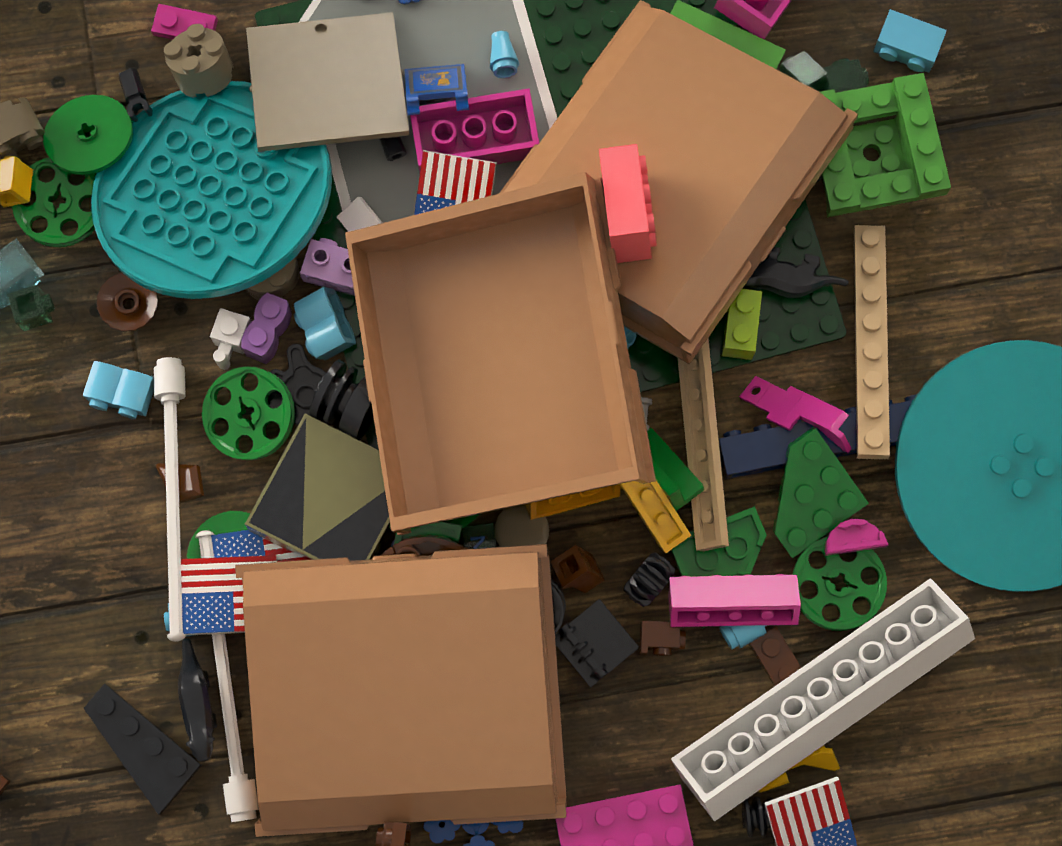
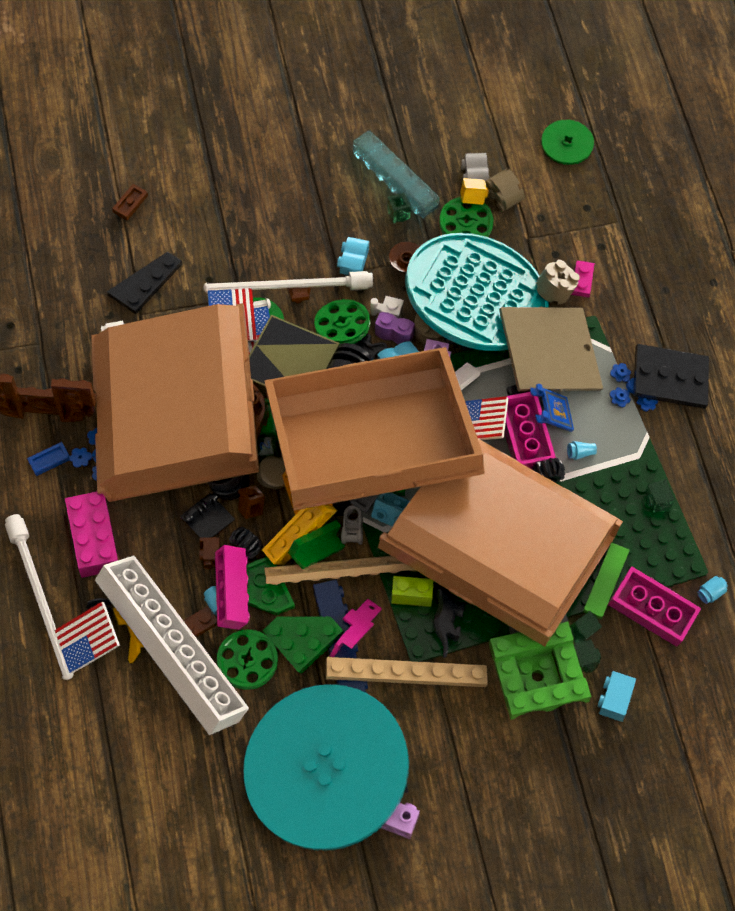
camera: 85 degrees right, 15 degrees down
(109, 139) = (518, 231): green piece -> none
(134, 93) = (535, 253): black bar -> none
(196, 704) = (168, 303): black animal -> none
(546, 102) = (551, 469): none -> black gear
(628, 203) = (470, 489): coral brick -> none
(854, 536) = (275, 661): dark pink plate -> none

